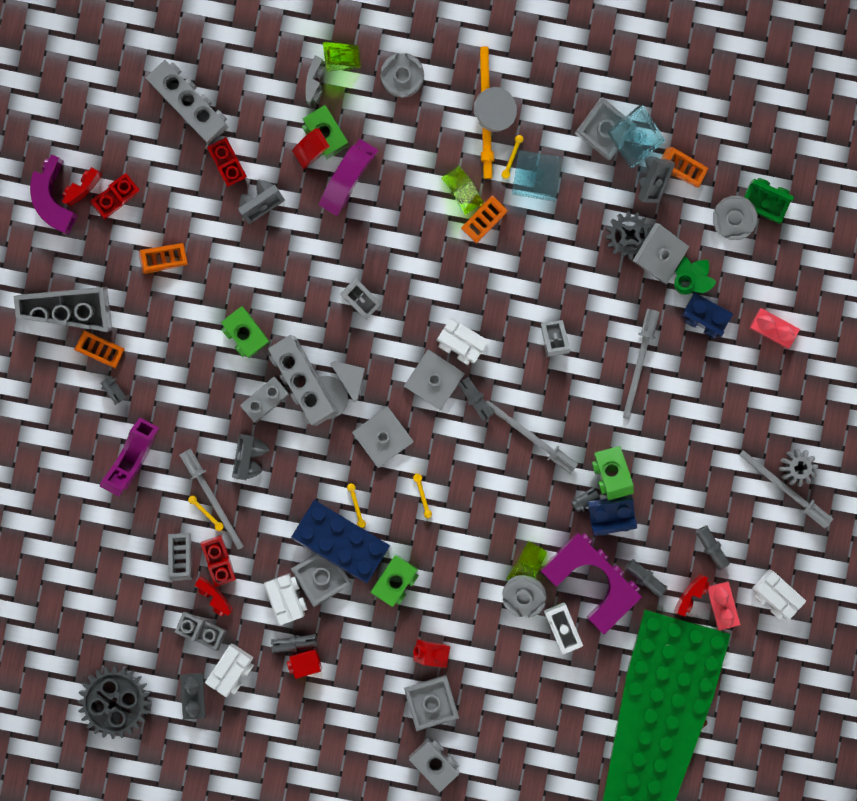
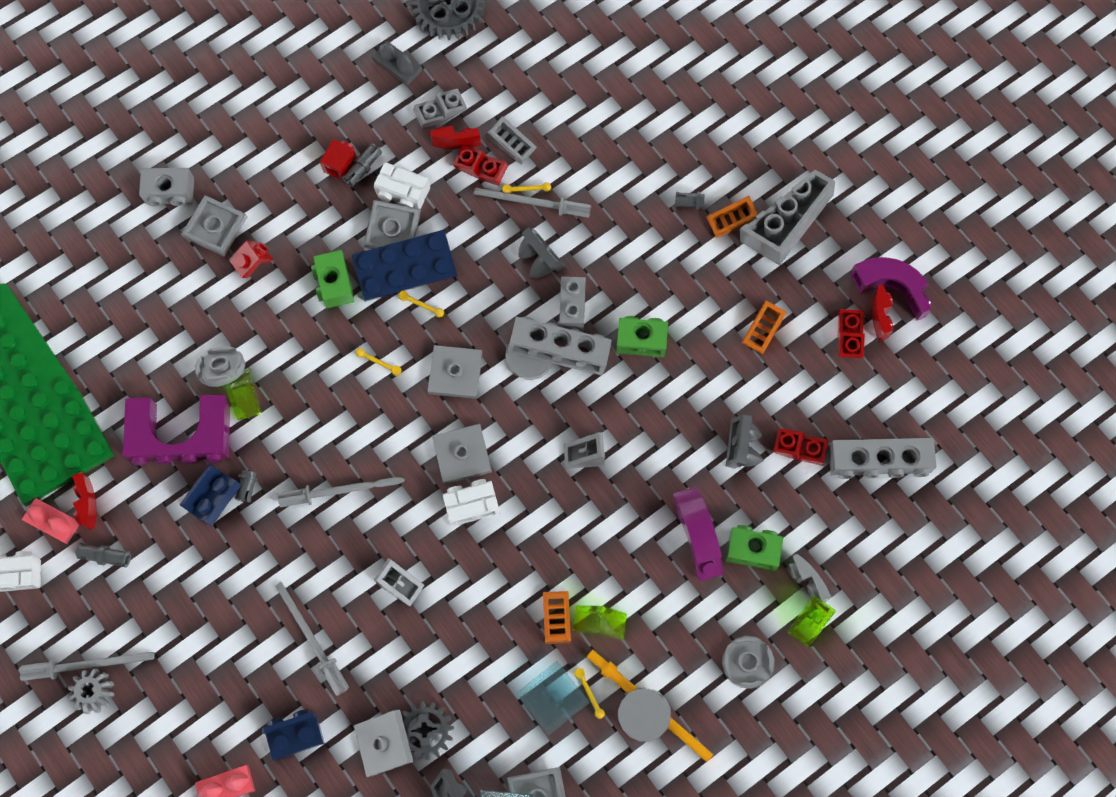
camera: 135 degrees right, 15 degrees down
(131, 457) = (620, 163): magenta arch -> none
(229, 670) = (388, 101): white brick -> none
(310, 148) = (751, 521): red slope -> none
(351, 377) = (527, 386): light grey slope -> none
(475, 399) = (413, 472): dark grey pin -> none
(563, 628) = (163, 372): white brick -> none
(618, 485) = (226, 524): bright green brick -> none
(645, 578) = (135, 477): dark grey pin -> none
(695, 275) = (337, 759): green plate -> none

